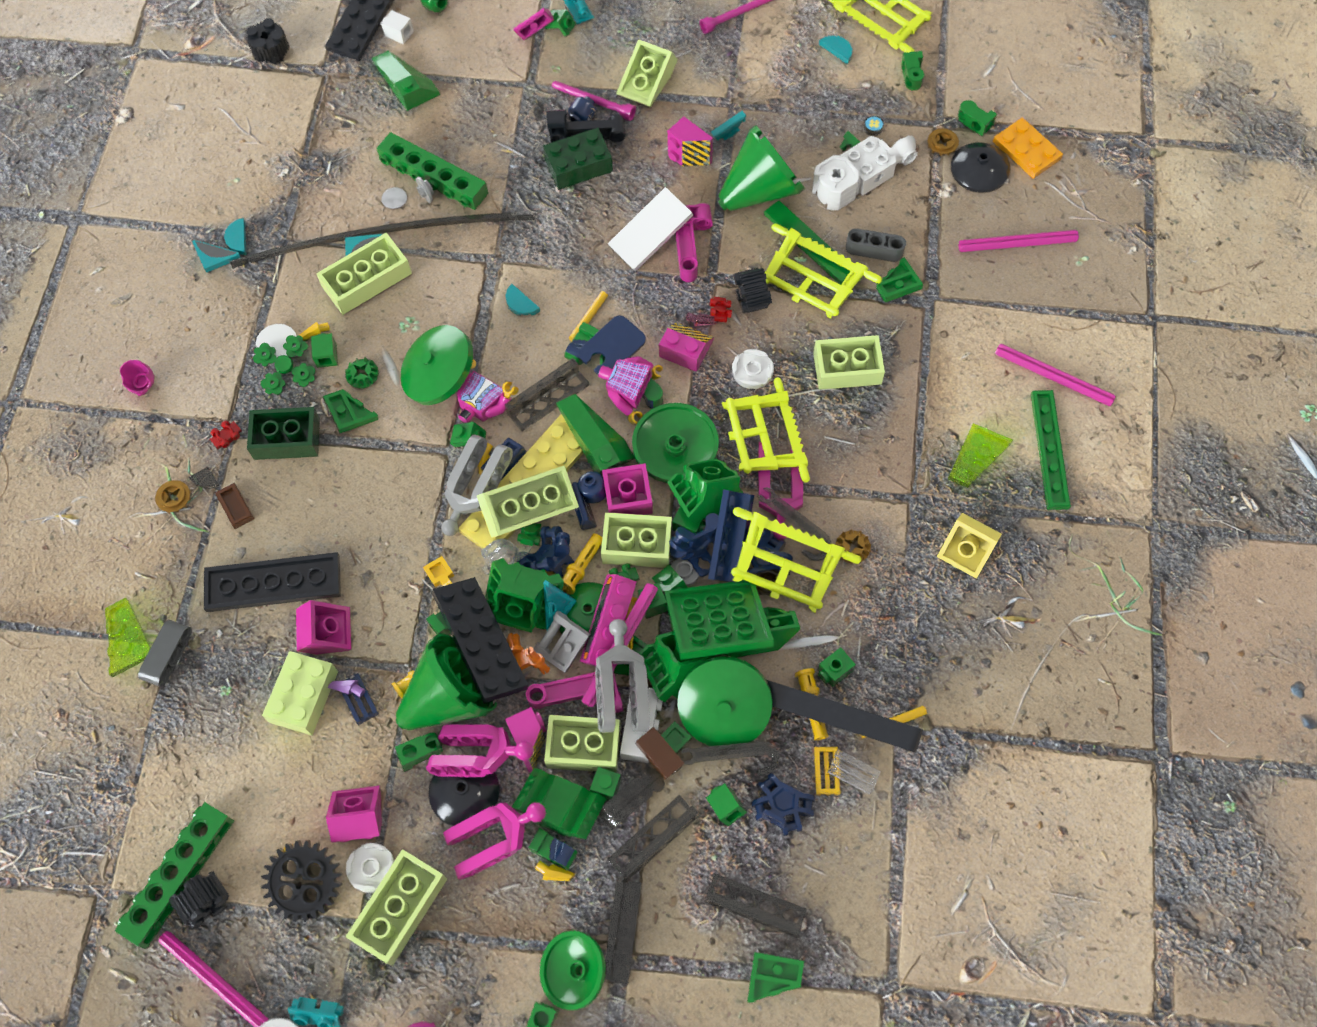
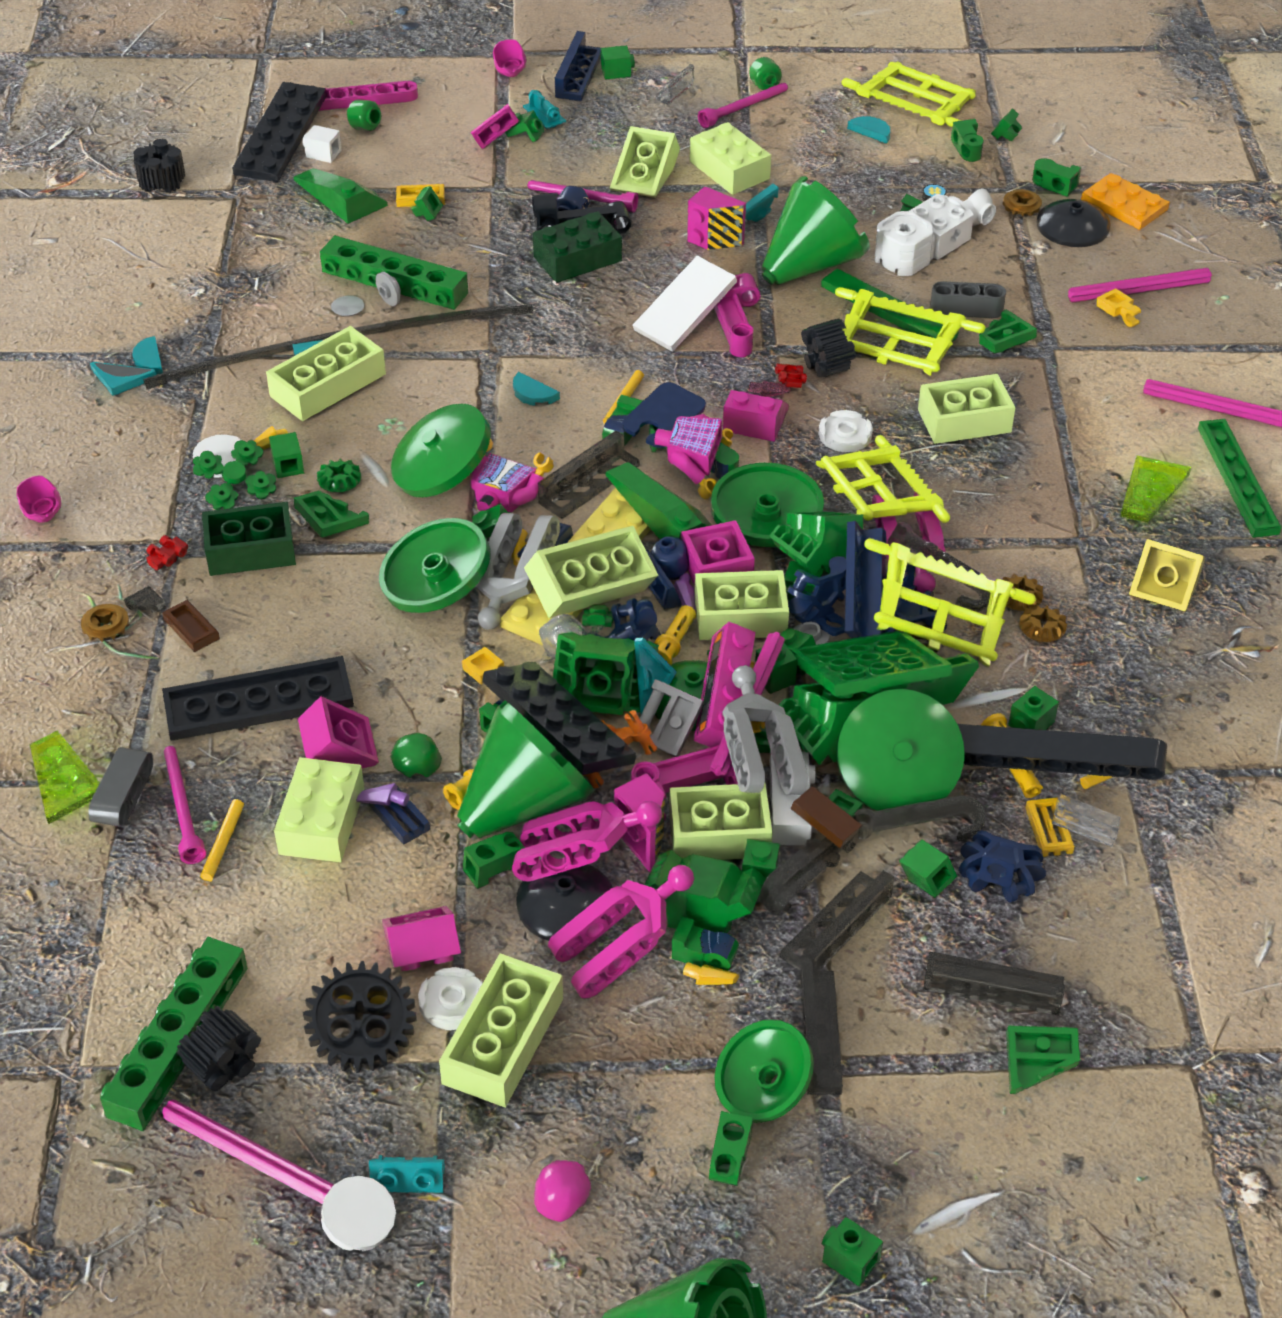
camera: 10 degrees left, 20 degrees down
(207, 711) = (191, 846): none -> dark pink piece
(231, 706) = (222, 840): none -> yellow bar
(377, 648) = (416, 754): none -> green hair
(416, 475) = (434, 565): none -> green dish
(469, 89) = (408, 193): none -> yellow tile
(469, 100) = (427, 204): none -> green tile
(599, 516) = (685, 590): none -> medium lavender bar
(715, 73) = (730, 158): none -> yellowish green brick
(869, 587) = (1052, 630): none -> pearl gold gear
(947, 56) = (1007, 126): none -> green tile
(995, 261) = (1117, 304): none -> yellow plate

